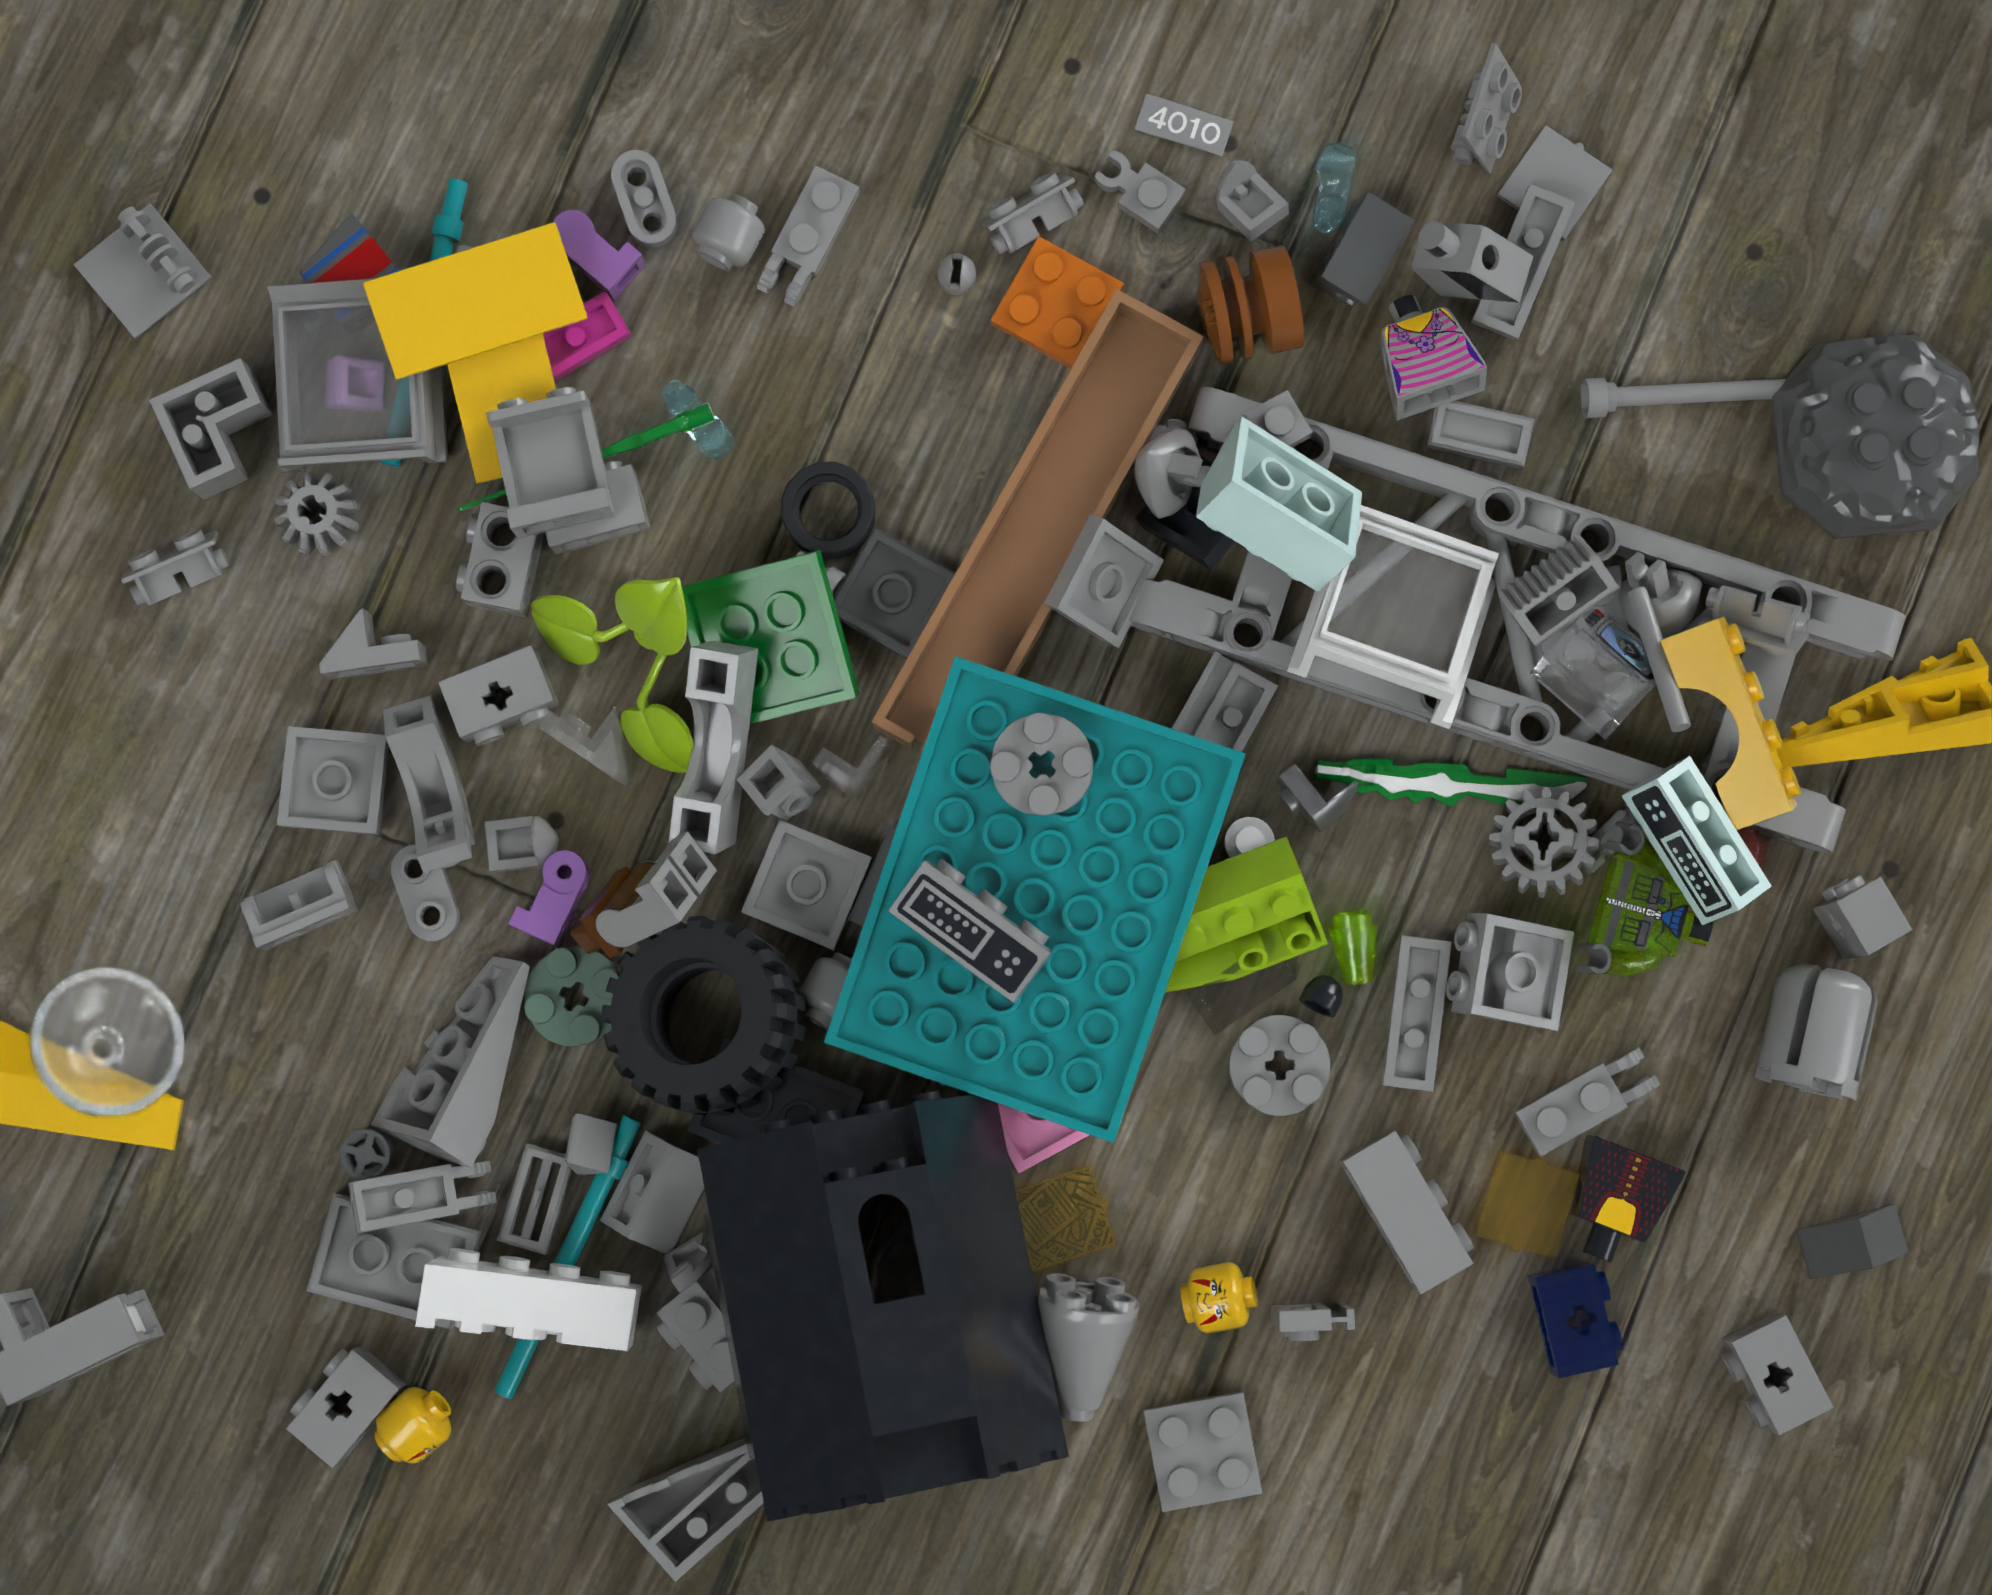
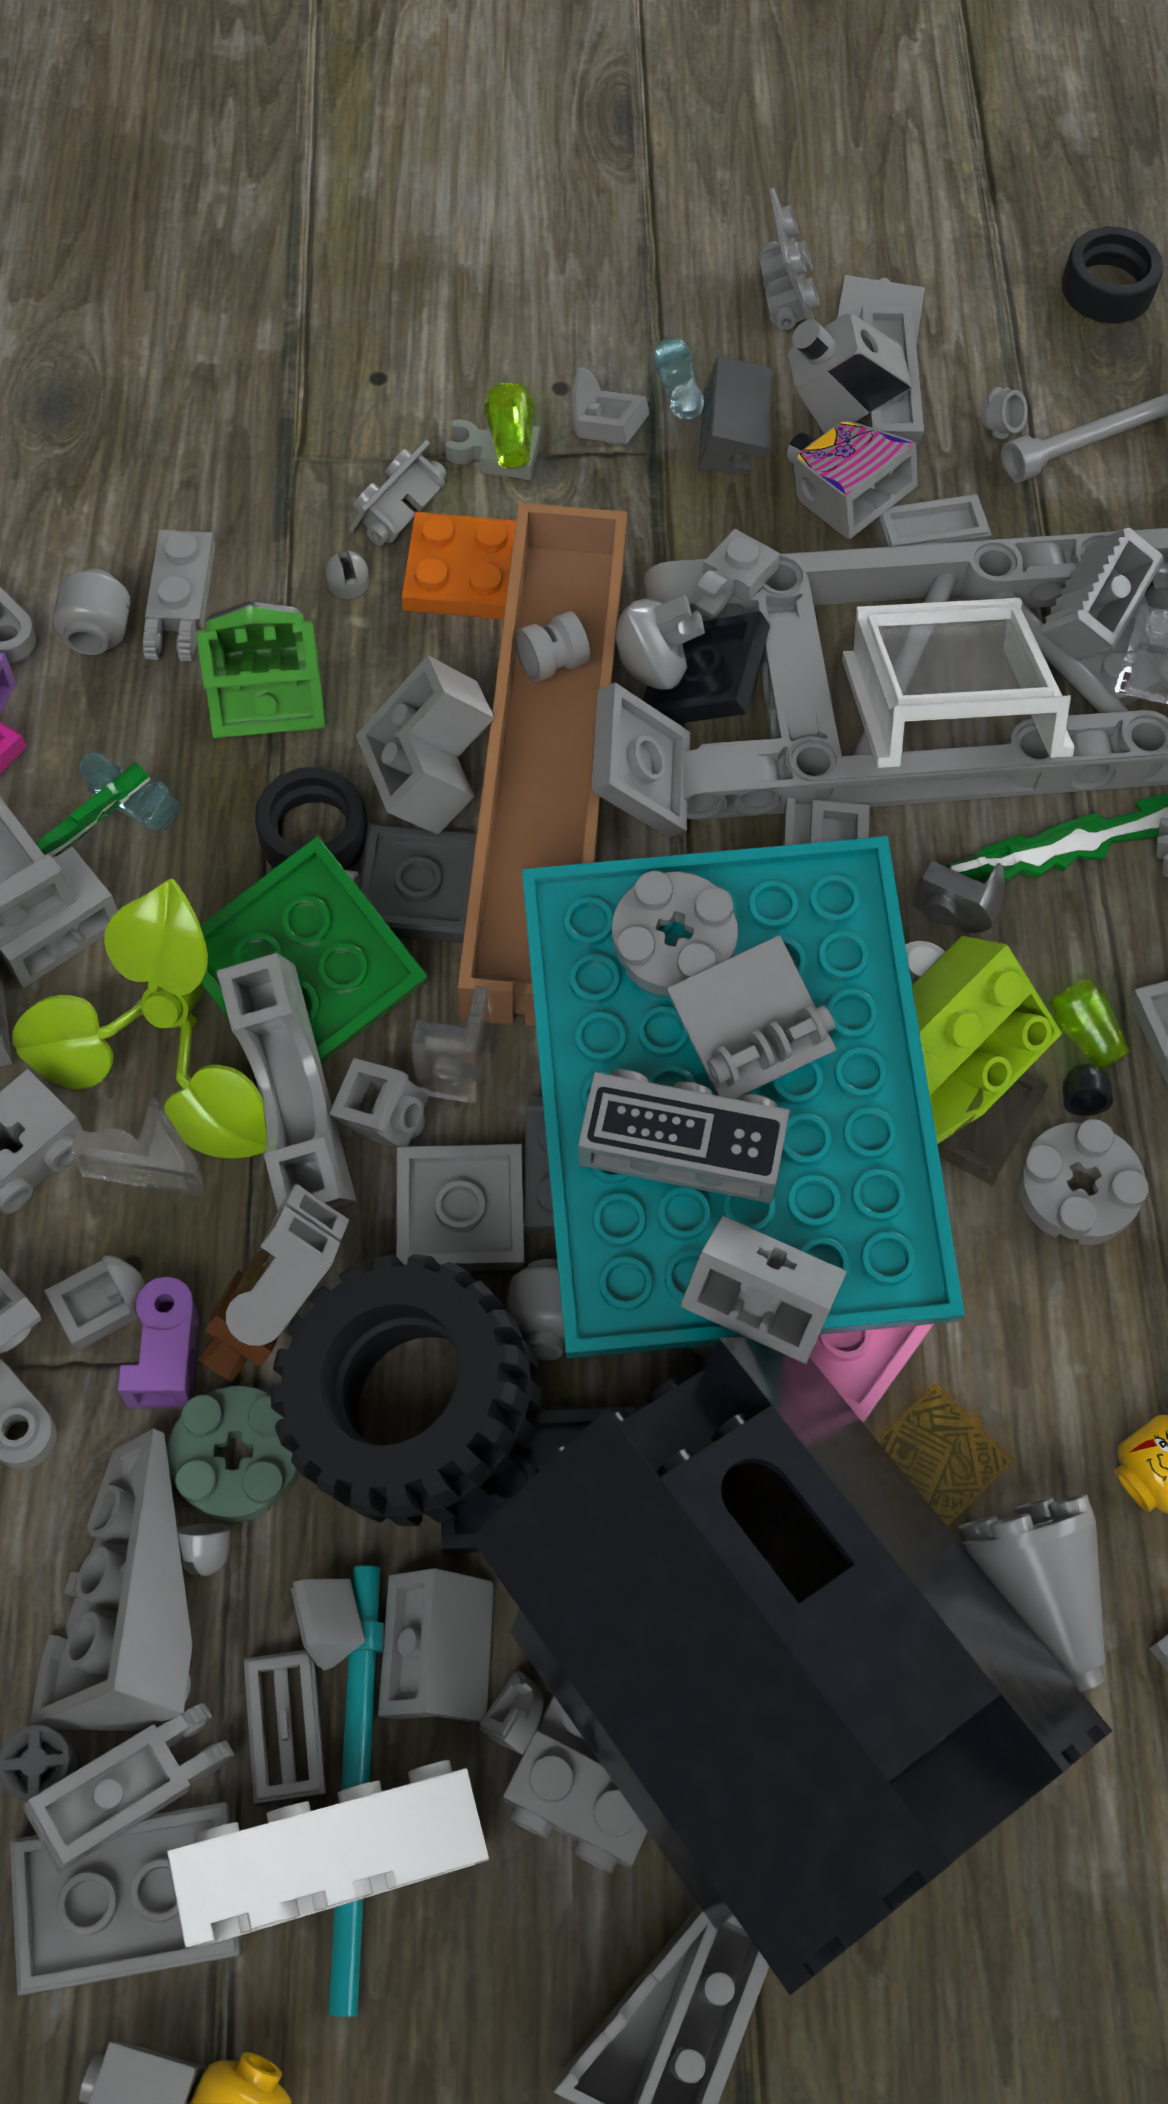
camera: 30 degrees left, 20 degrees down
(528, 1054) = (203, 1547): none -> light grey hinge
(841, 358) = (260, 670): none -> bright green piece
(932, 487) = (417, 744): none -> light grey brick
(972, 1069) = (763, 1289): none -> light grey brick
(1063, 862) = (752, 1019): none -> light grey hinge
(1095, 438) = (552, 646): none -> light grey wheel
(1151, 192) = (510, 423): none -> clear neon green cone
(1183, 124) = (540, 384): light grey sticker -> none
(1251, 304) = (661, 476): dark orange wheel -> none
(1281, 506) = (789, 620): light aqua slope -> none
(1604, 344) = (1004, 412): none -> light grey plate
(1806, 198) = (1123, 250): none -> black tyre

